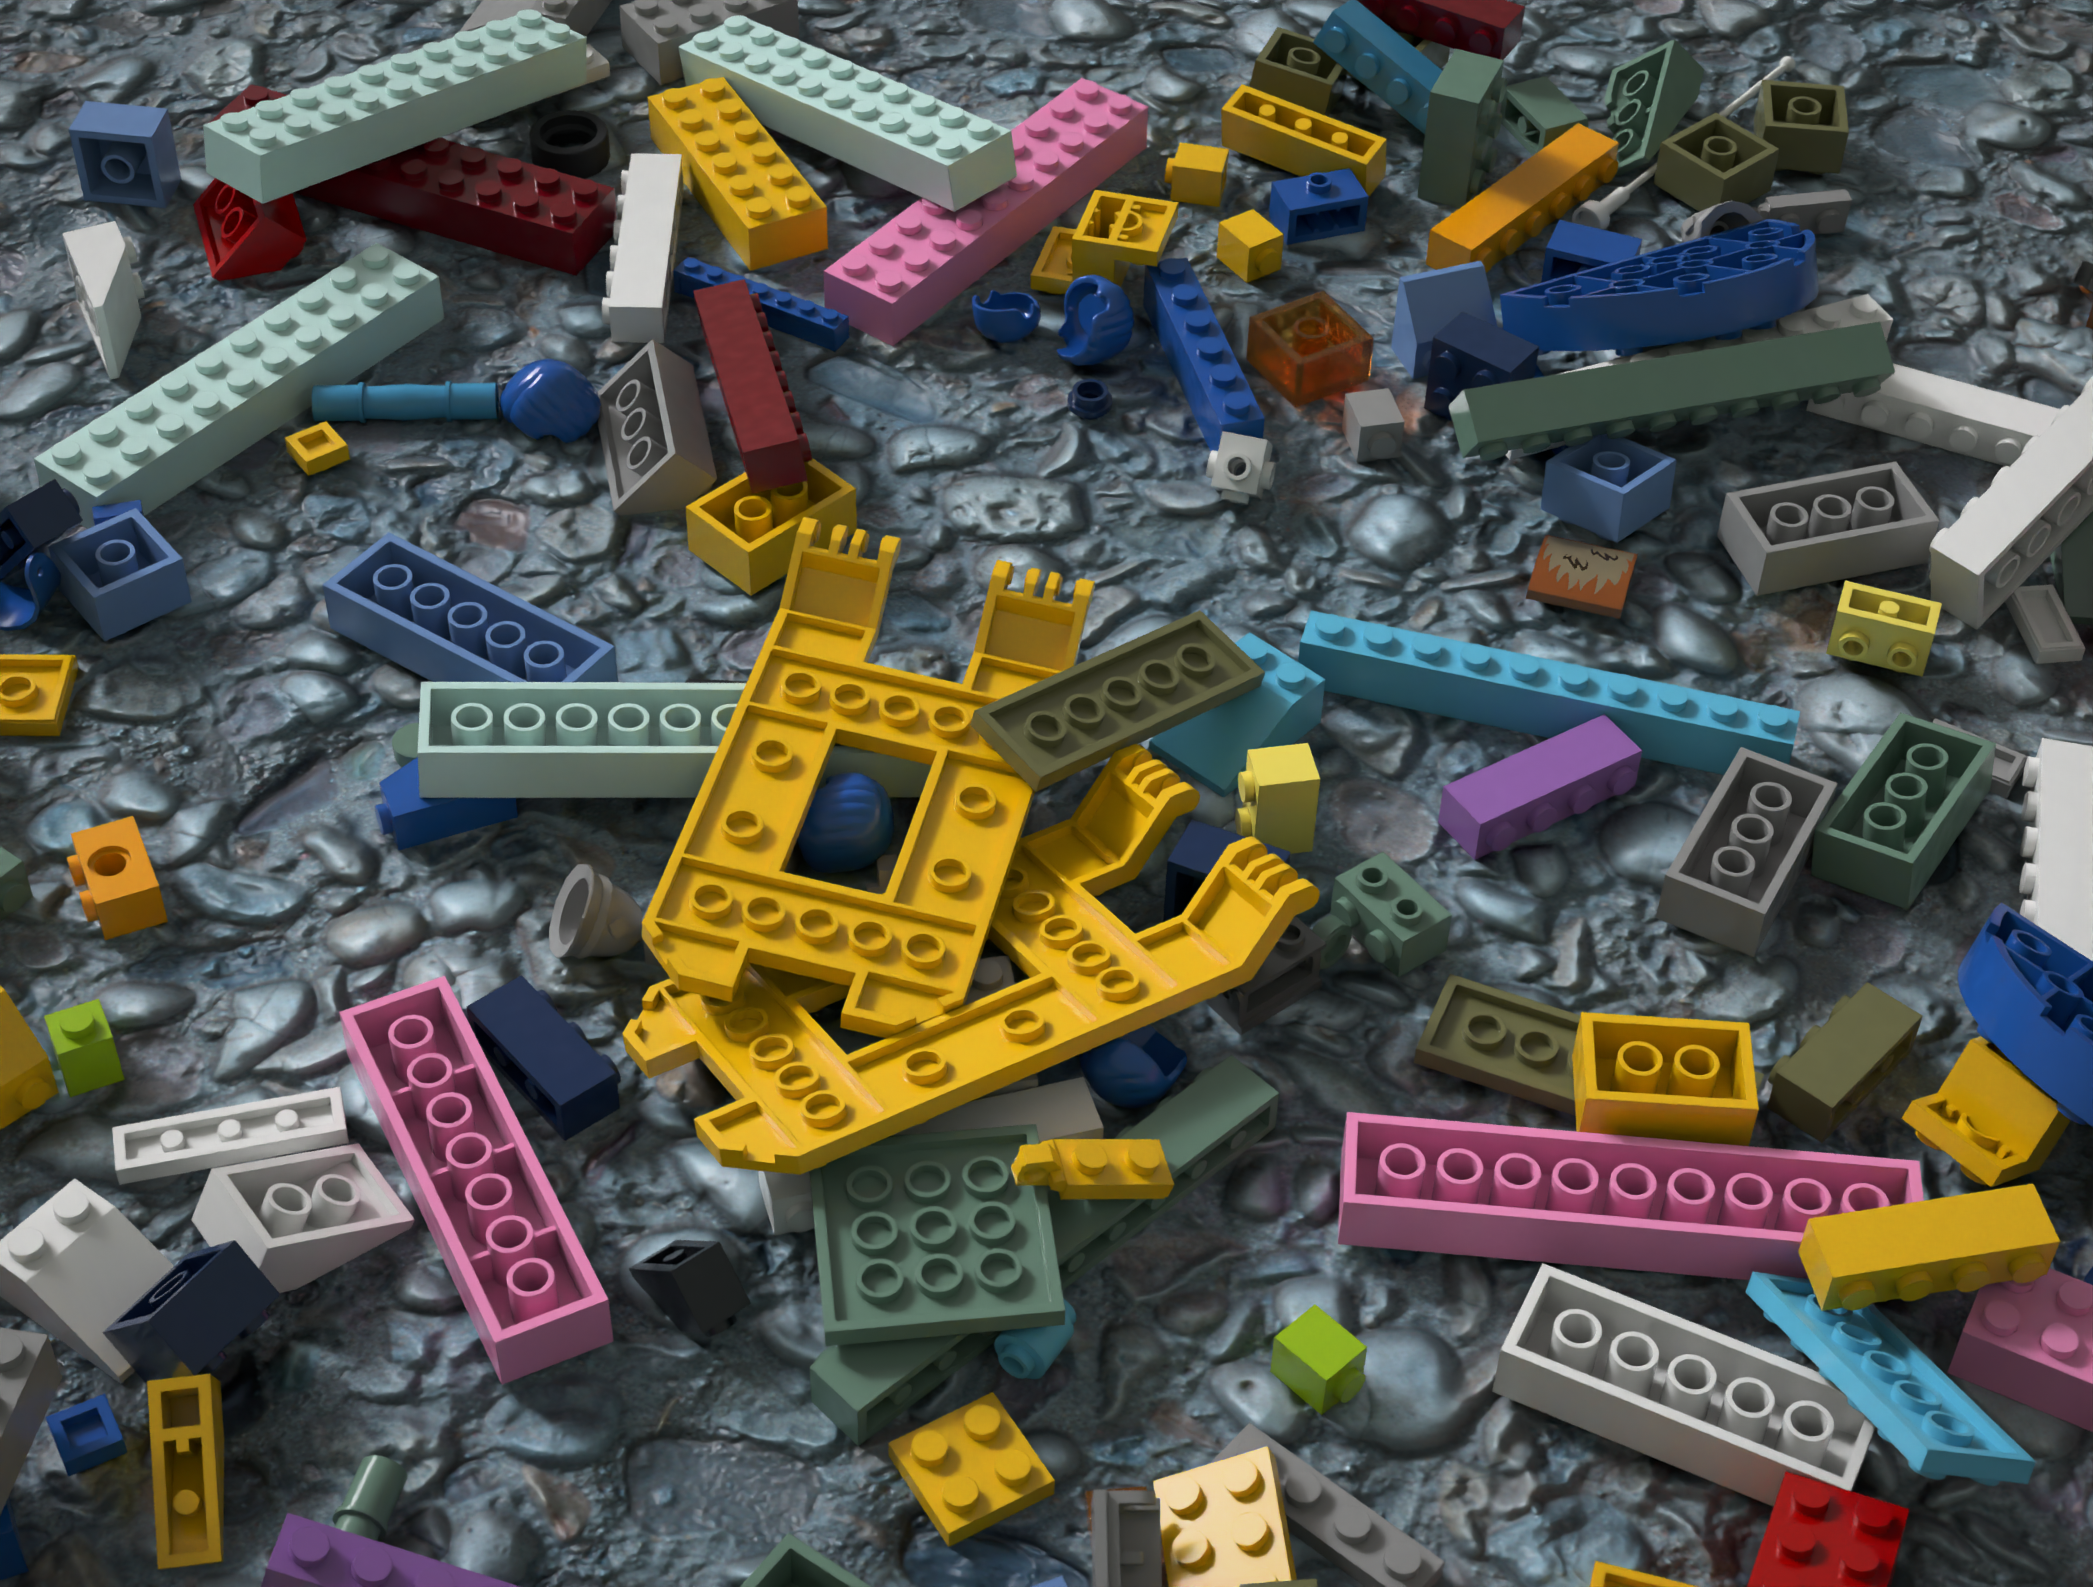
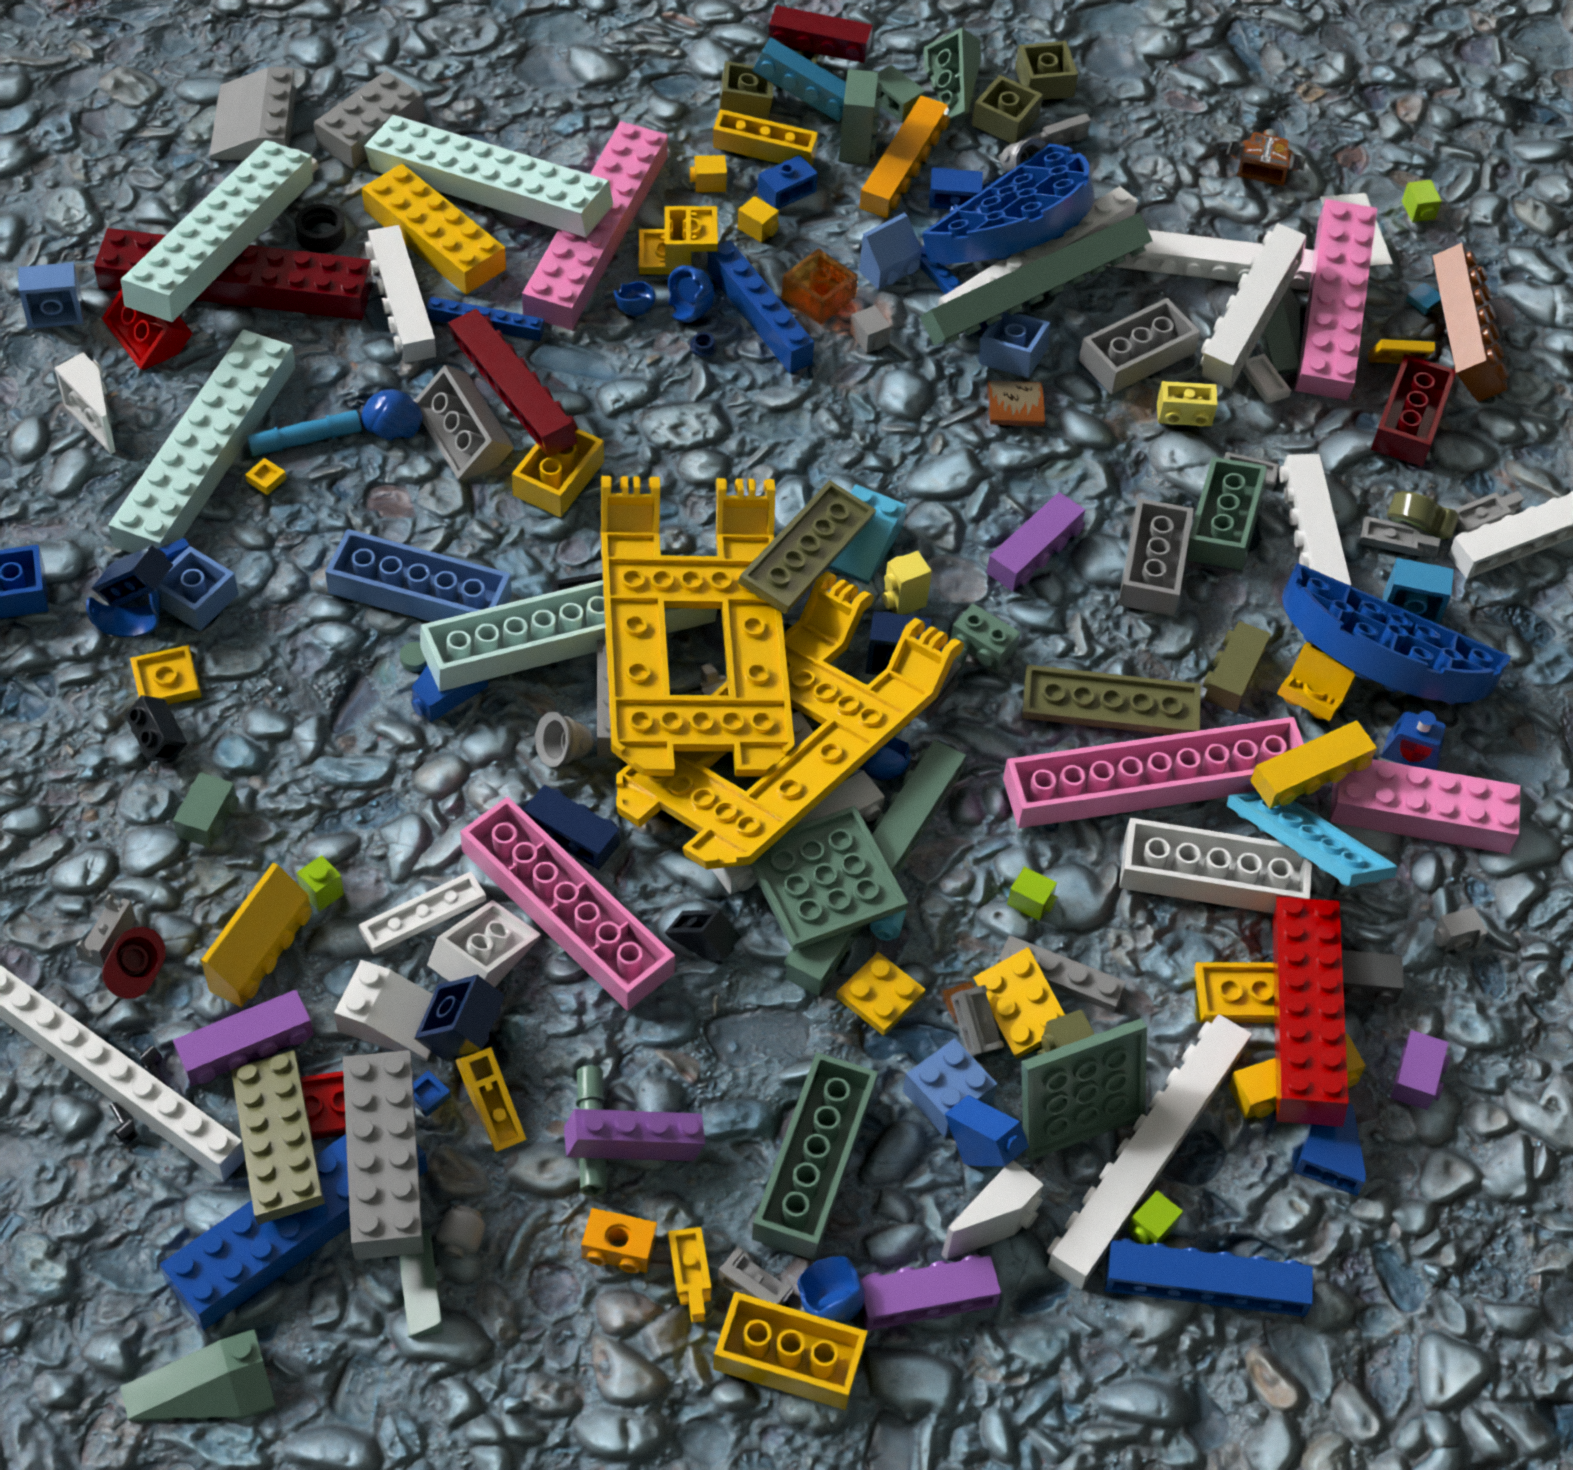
camera: 20 degrees left, 10 degrees up
(117, 878) = (280, 764): light orange brick -> none
(847, 824) = (685, 651): blue piece -> none
(1096, 1168) = (895, 821): yellow hinge -> none
(1237, 451) = (802, 367): white brick -> none
(1474, 355) = (921, 283): dark blue brick -> none
(1539, 693) = (1019, 485): medium azure brick -> none
(1597, 213) = (946, 156): white piece -> none
(1665, 1078) = (1158, 702): yellow brick -> none

